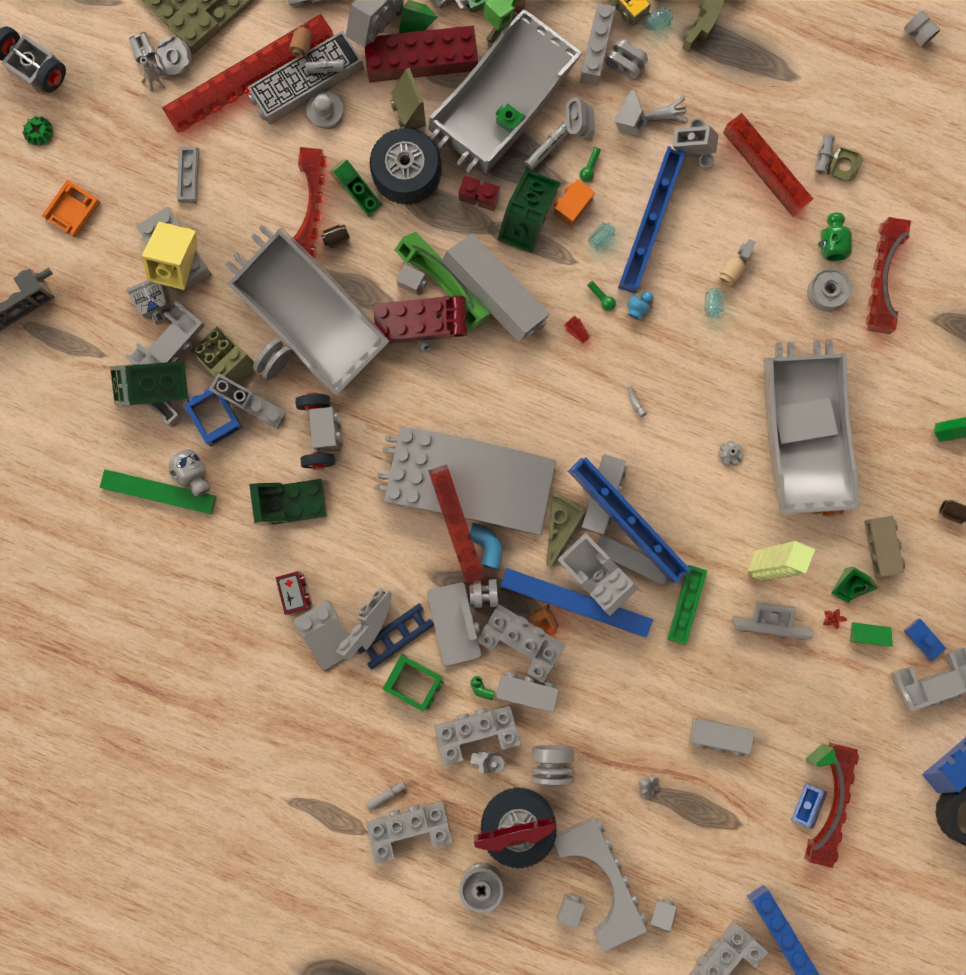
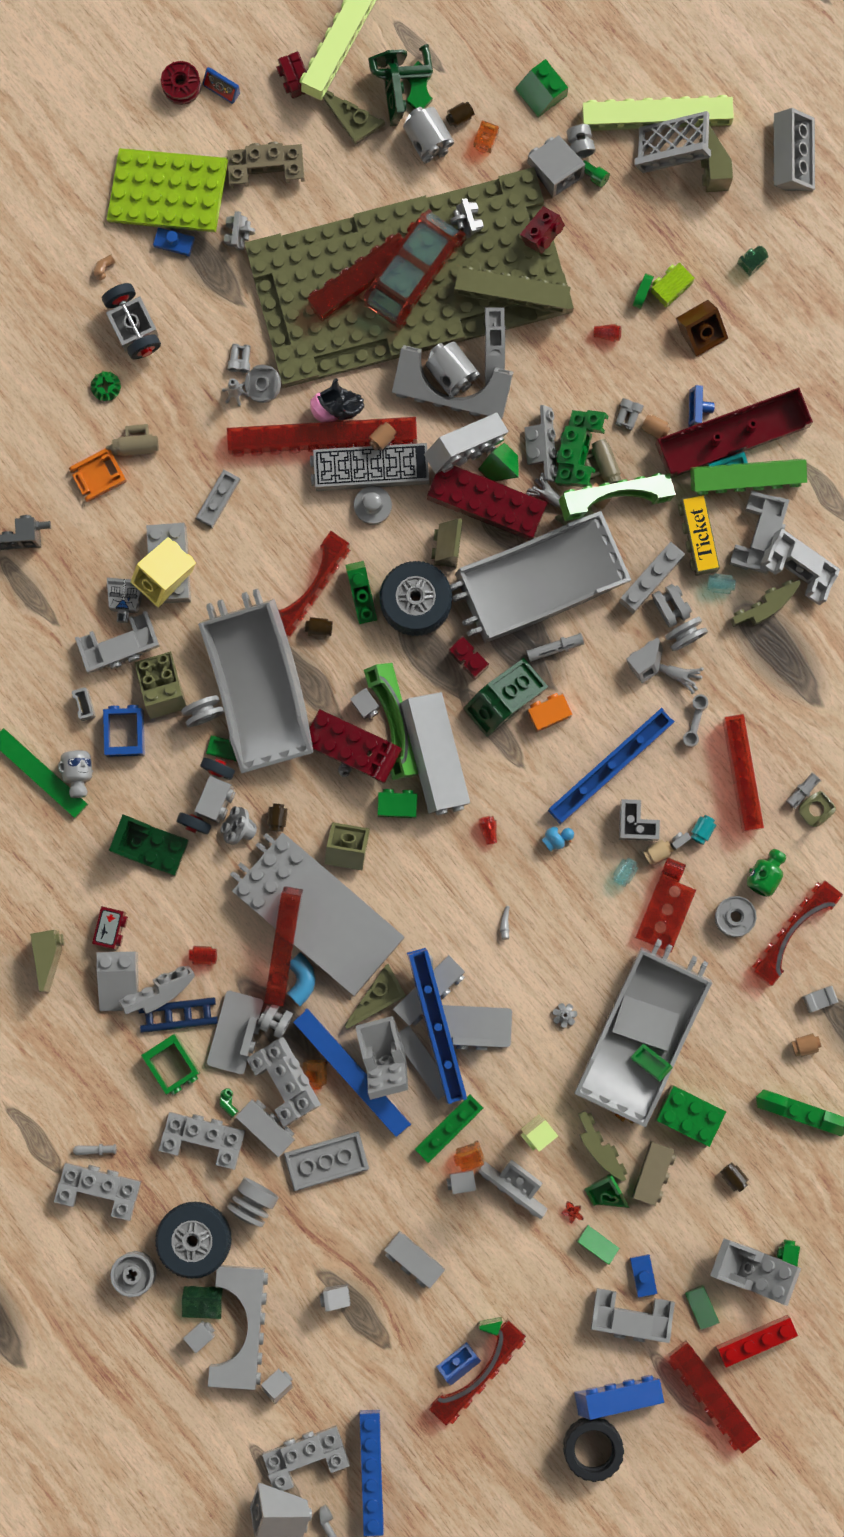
camera: 30 degrees right, 0 degrees up
(89, 165) = (134, 444): none -> dark tan piece
(148, 383) = (77, 673): dark green bracket -> none
(245, 39) = (336, 404): none -> black hair
(246, 400) = (160, 736): light grey slope -> none
(250, 647) = (47, 953): none -> olive slope
(308, 384) = (221, 748): none -> green tile
(338, 66) = (392, 469): light grey pin -> none
(358, 442) = (238, 826): none -> light grey plate
(388, 417) = (277, 817): none -> dark brown brick
(389, 572) = (203, 955): none -> clear red brick
(463, 409) = (347, 846): none -> olive slope
(468, 20) = (546, 493): none -> light grey piece
(486, 350) = (397, 804): none -> green brick
(488, 762) = (198, 1168): light grey hips -> none
(508, 123) = (538, 609): green brick -> none
(511, 836) = (186, 1242): dark red slope -> none
(555, 878) = (202, 1302): none -> clear green bracket
(580, 118) = (597, 639): light grey brick -> none
(587, 173) = (577, 690): green bar -> none
(595, 692) = (326, 1161): none -> light grey tile
(601, 235) = (558, 756): clear light blue brick -> none
(607, 302) = (530, 819): green bar -> none
(649, 786) = (327, 1268): light grey plant -> none
(654, 73) = (686, 634): none -> light grey wheel
(665, 501) = (479, 1026): none -> light grey bracket
(671, 808) = (335, 1297): none -> light grey slope
(696, 140) = (688, 716): light grey brick -> none
(700, 259) = (632, 826): none -> light grey brick
(718, 619) = (468, 1163): none -> clear orange brick
(724, 645) = (461, 1182): none -> light grey brick
(754, 284) = (669, 877): none -> clear red hinge
(760, 231) = (703, 829): none -> teal brick
(831, 451) = (651, 1062): none -> green tile
(832, 553) = (603, 1154): none -> olive slope
(889, 479) = (690, 1115): none -> green brick
(939, 320) = (820, 999): none -> light grey piece
(950, 366) = (806, 1045): none -> medium nougat brick

